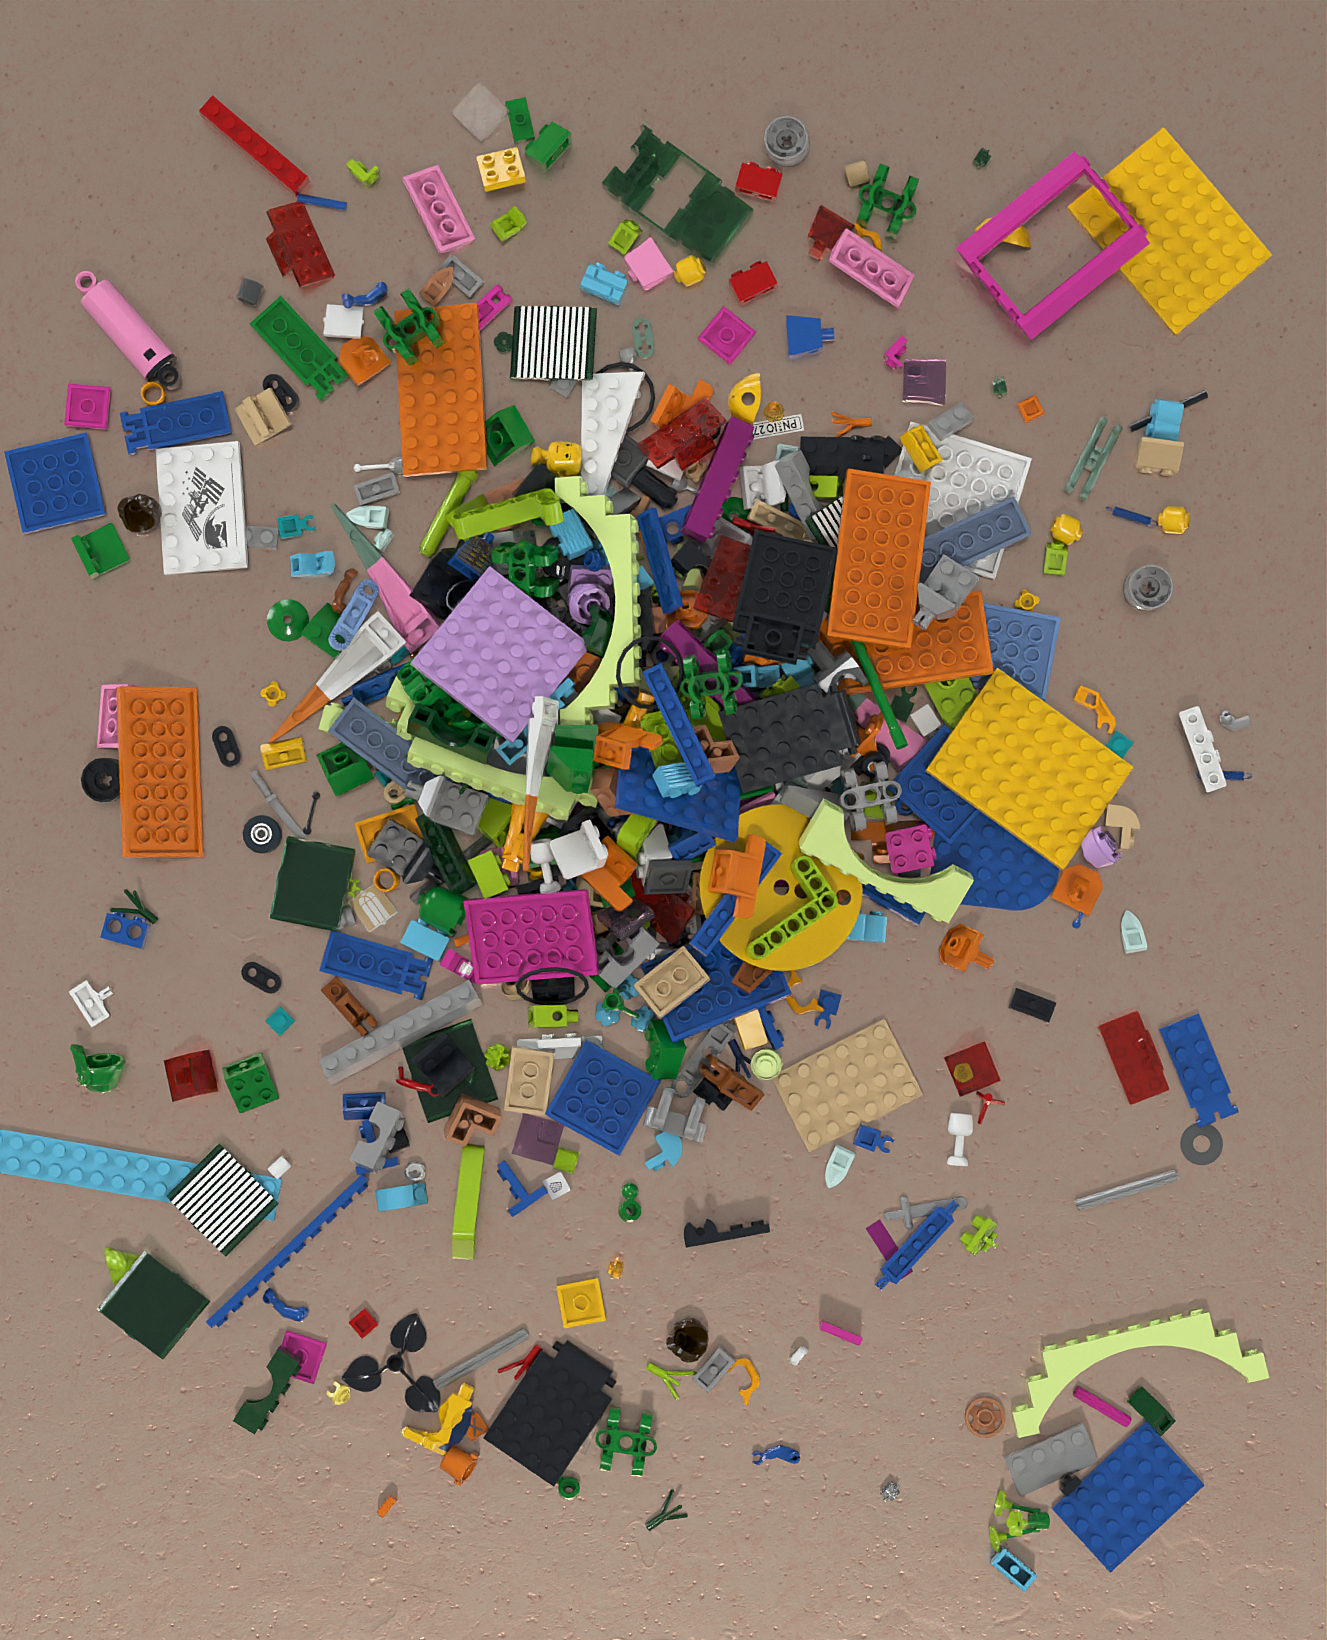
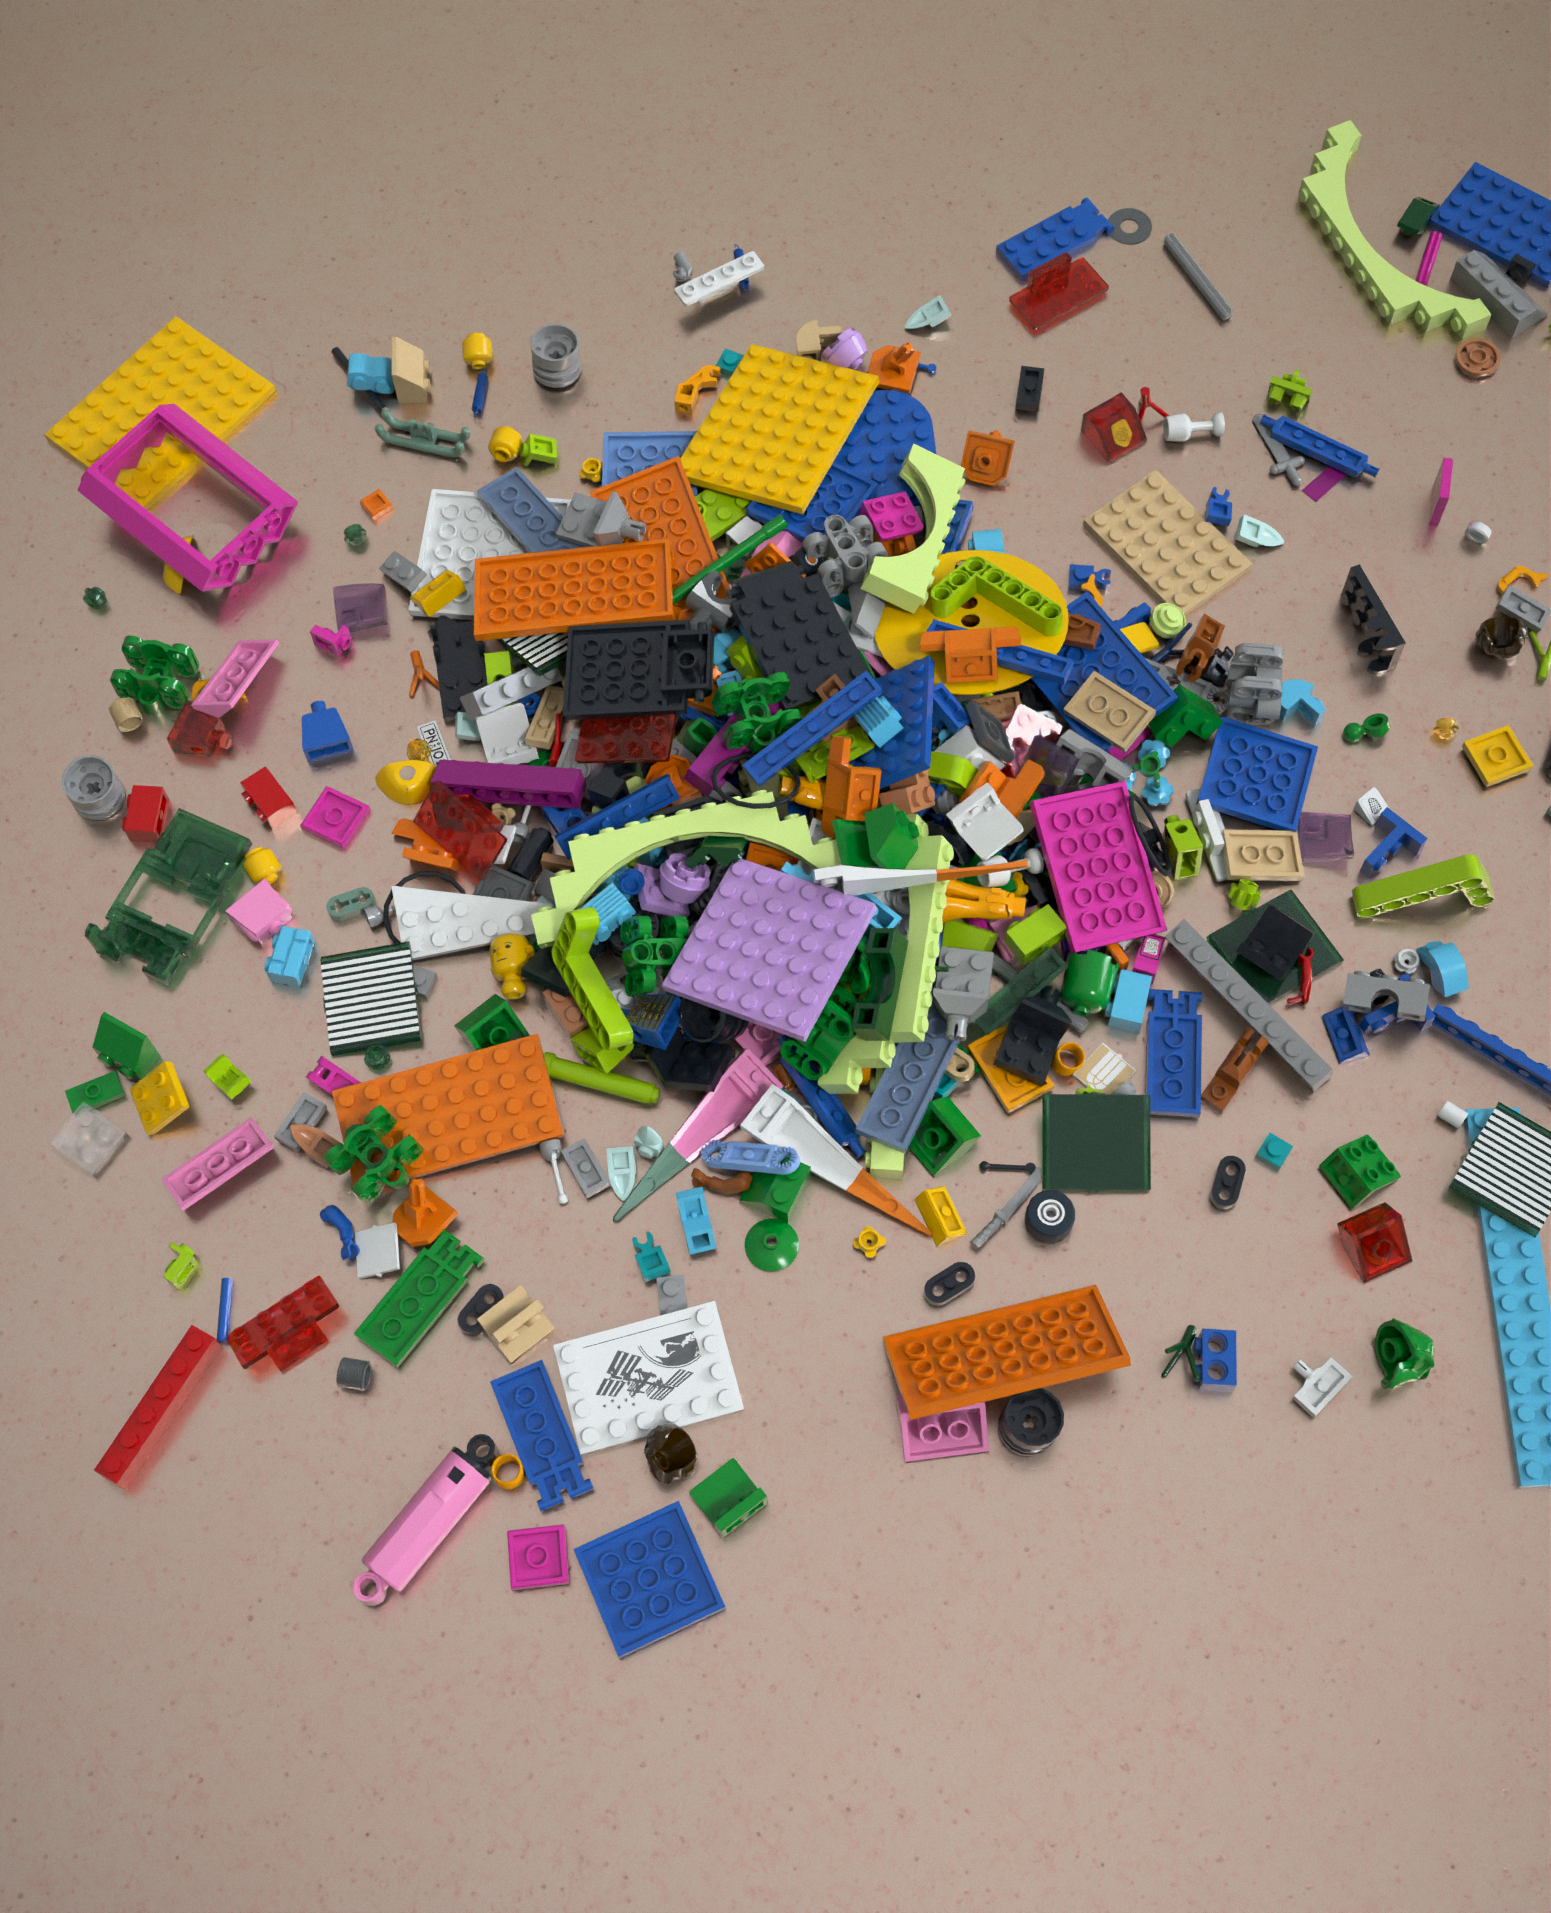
camera: 100 degrees left, 20 degrees down
(471, 1114) = (1326, 909): nougat brick -> none
(566, 1160) = (1341, 799): lime piece -> none
(625, 236) = (228, 944): lime bracket -> none

